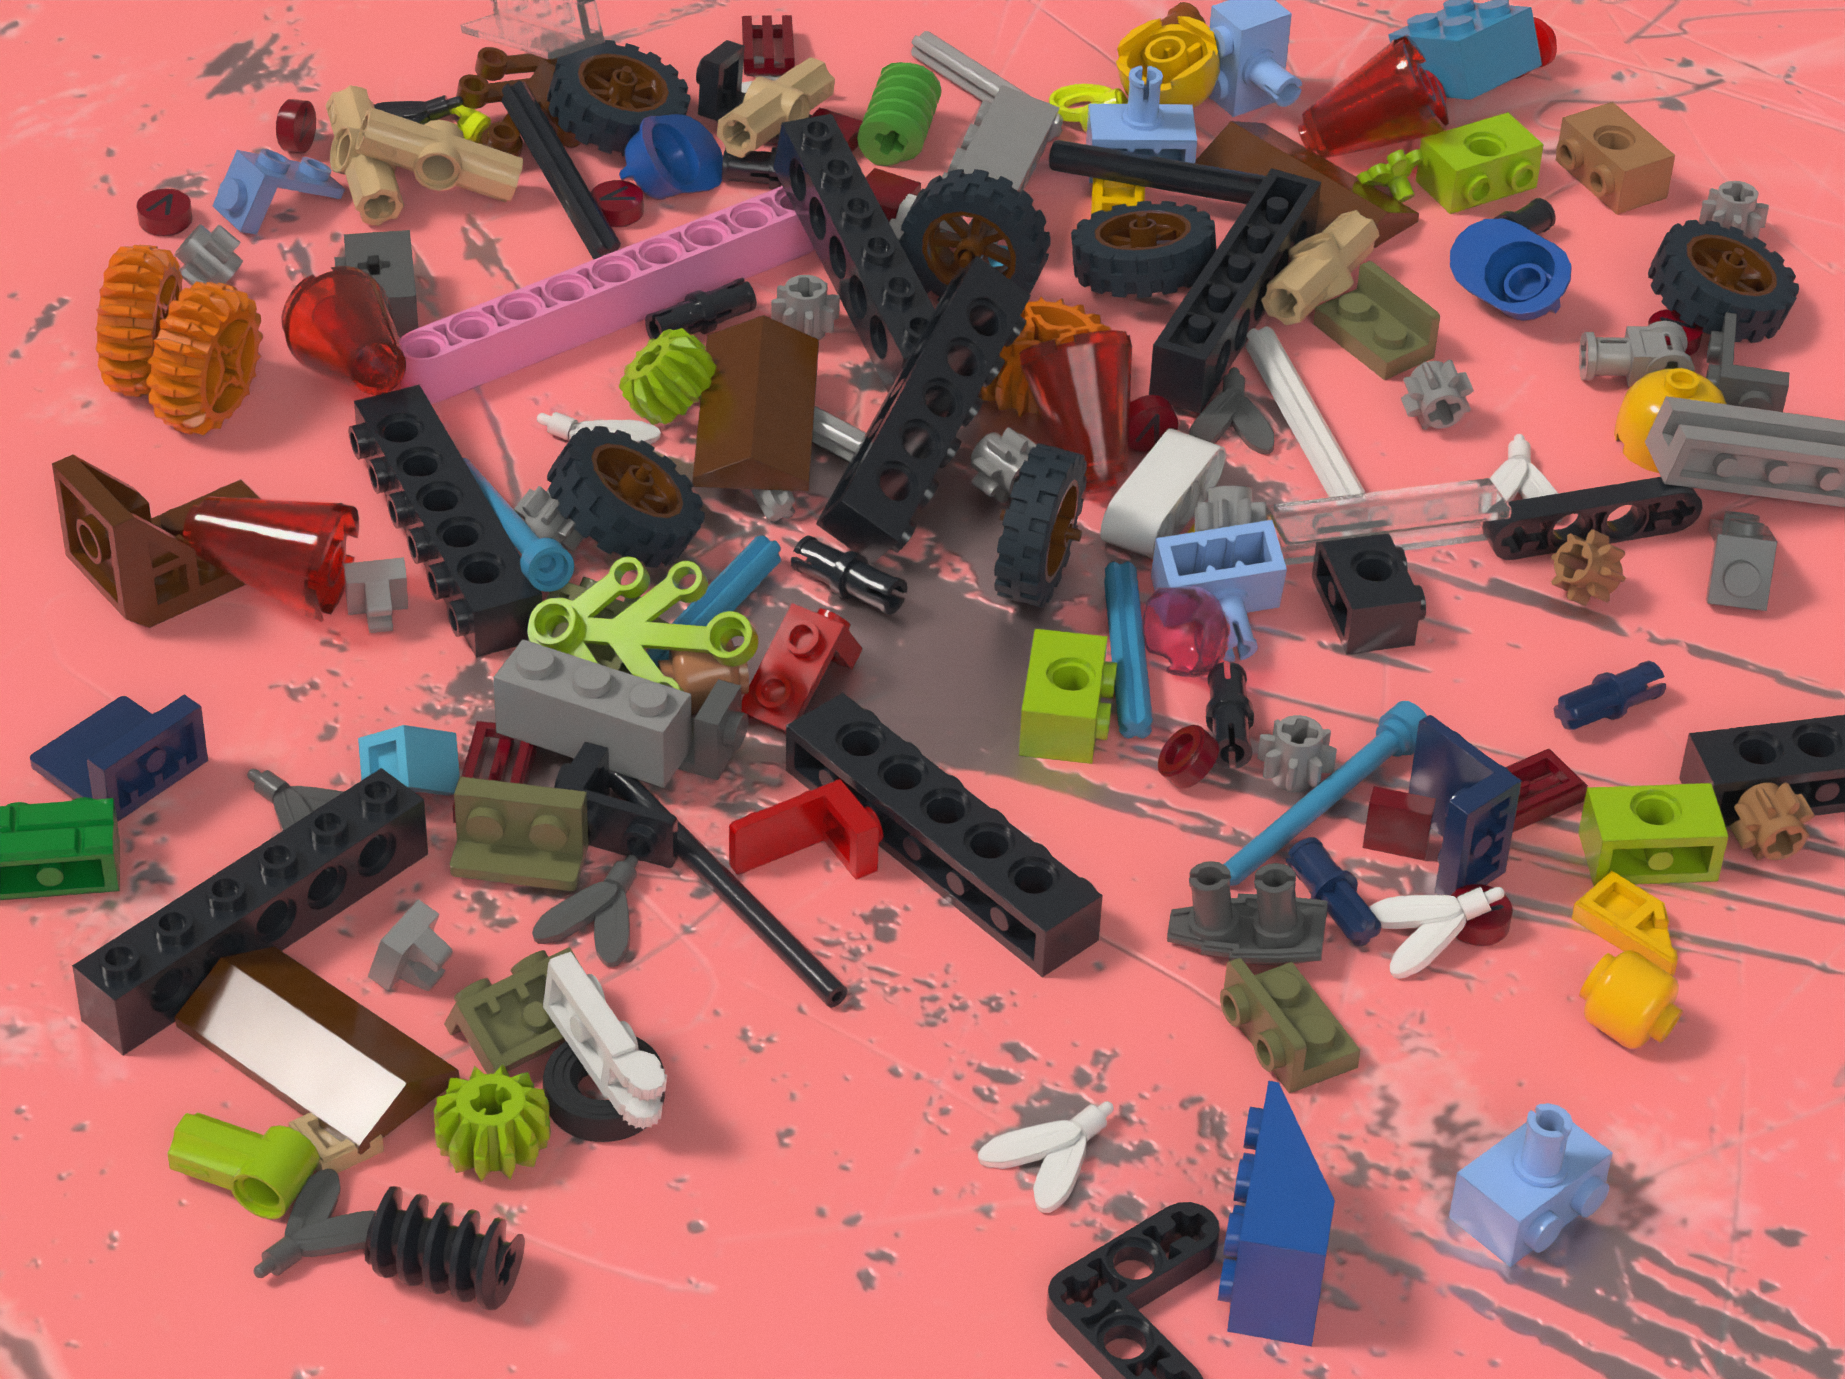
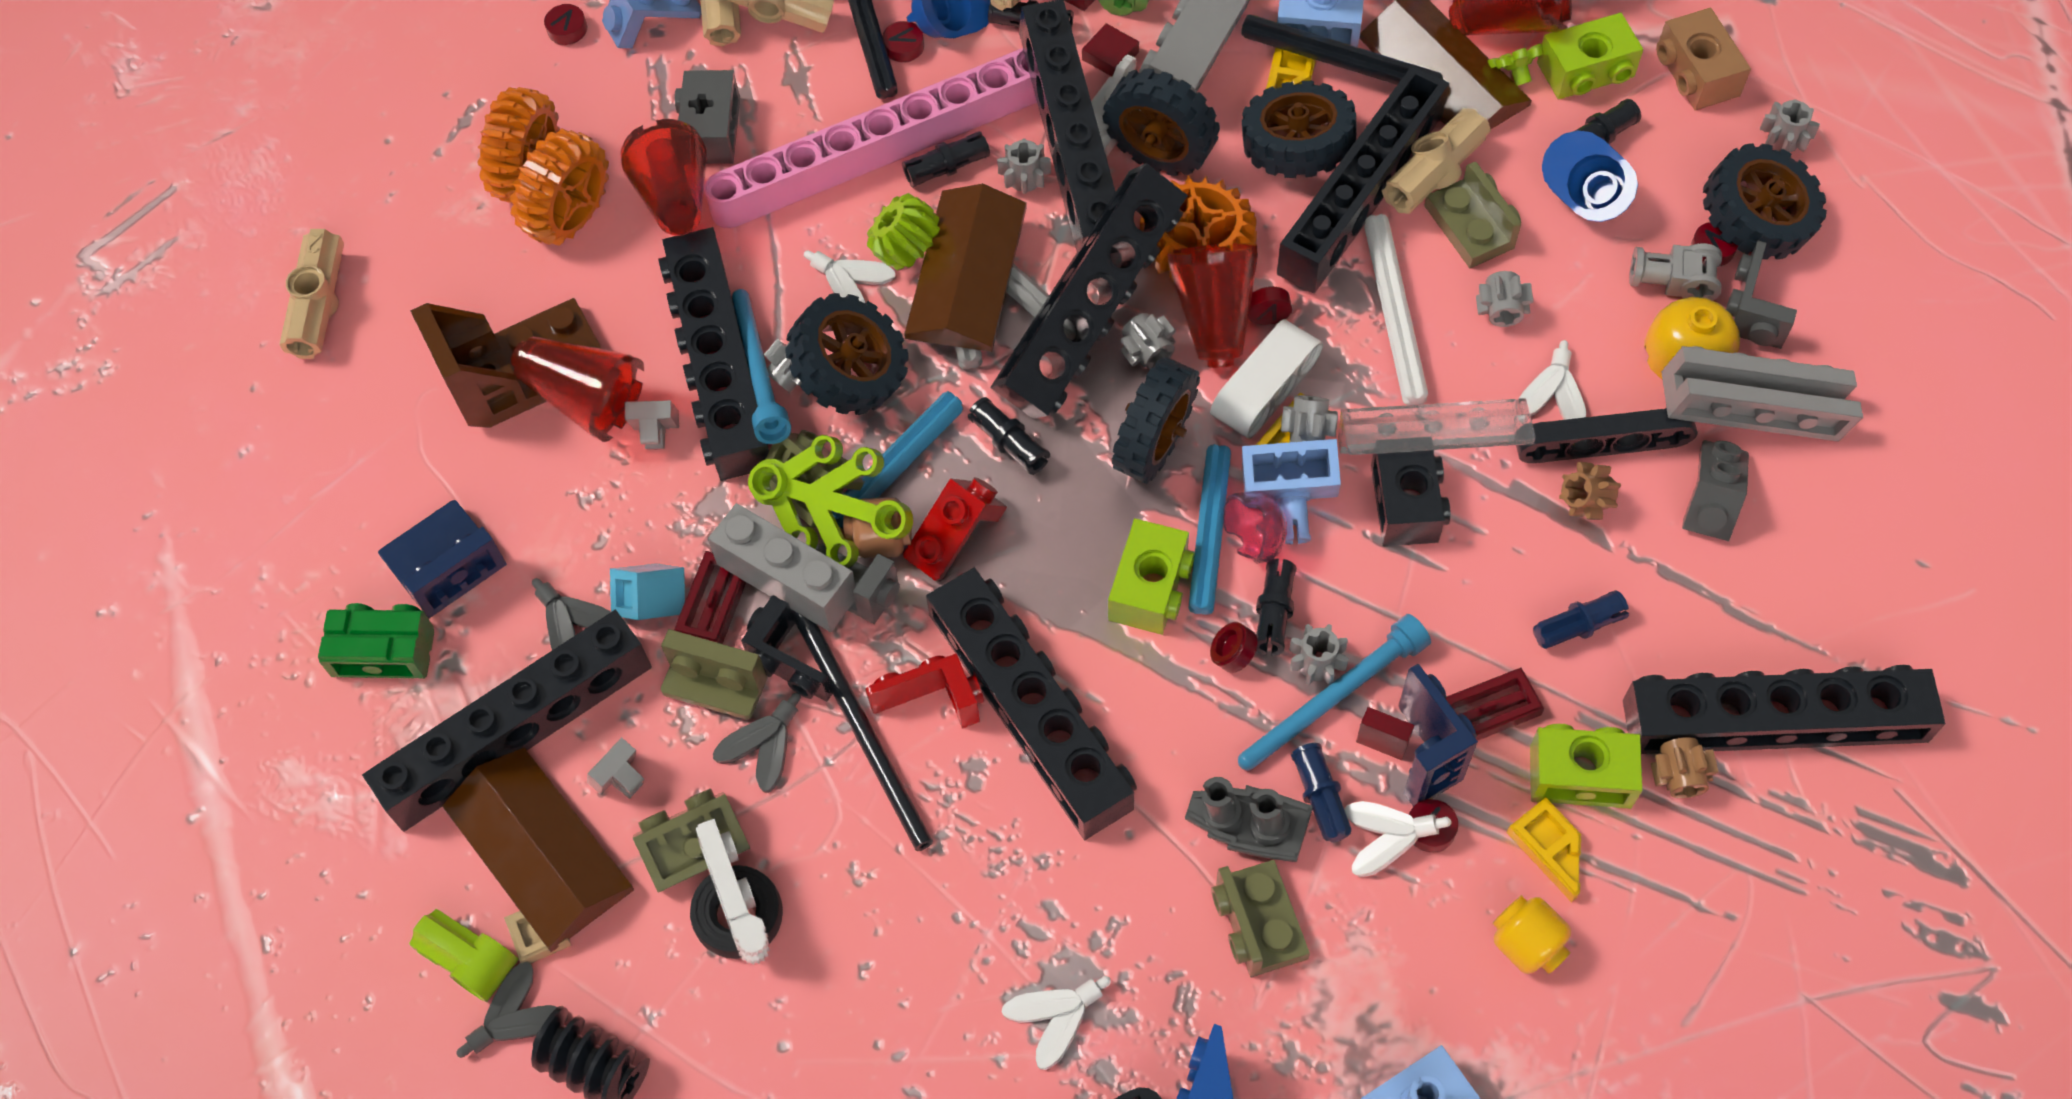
camera: 15 degrees right, 20 degrees up
(209, 256) = (585, 79): light grey gear -> none
(492, 1122) = (630, 935): lime gear -> none
(1234, 408) = (1339, 290): dark grey piece -> none

